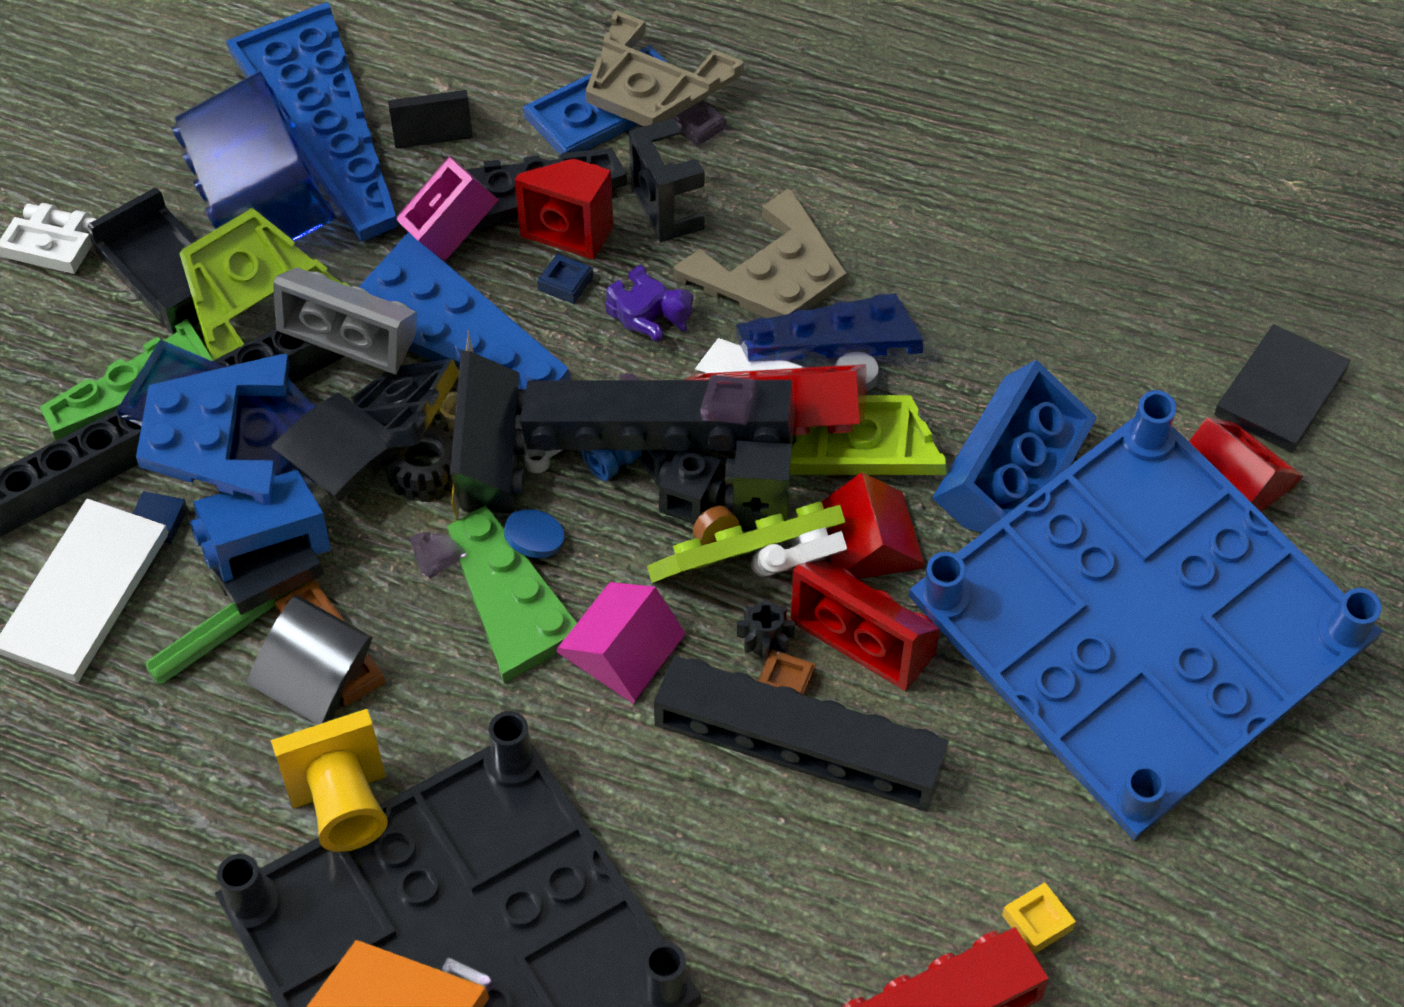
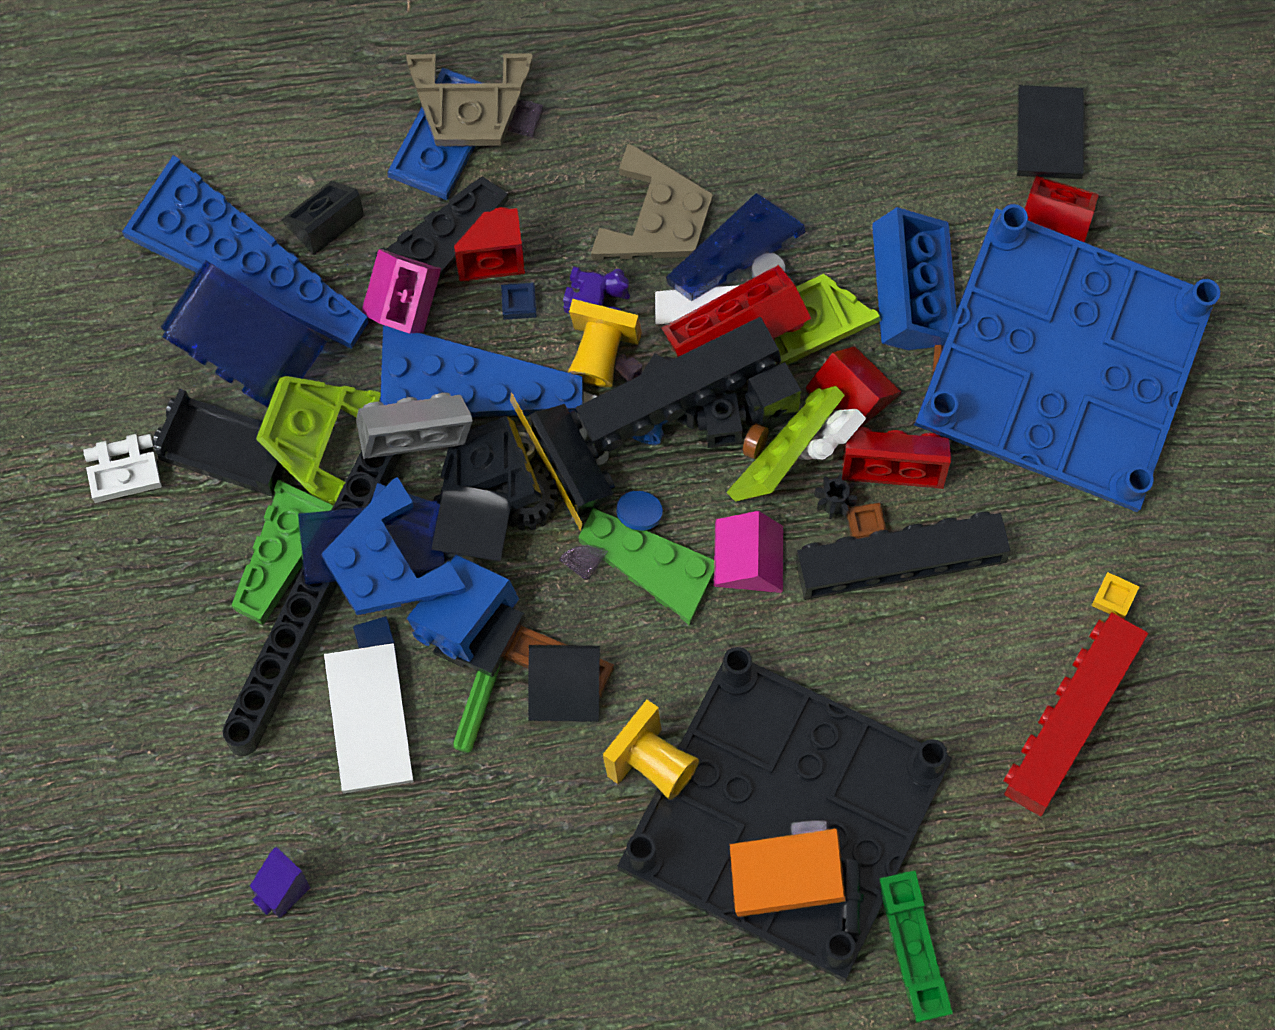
camera: 30 degrees left, 15 degrees up
(624, 334) = (600, 340): none -> yellow plant
(657, 182) = (540, 197): black panel -> none
(728, 399) = (730, 354): clear purple tile -> none

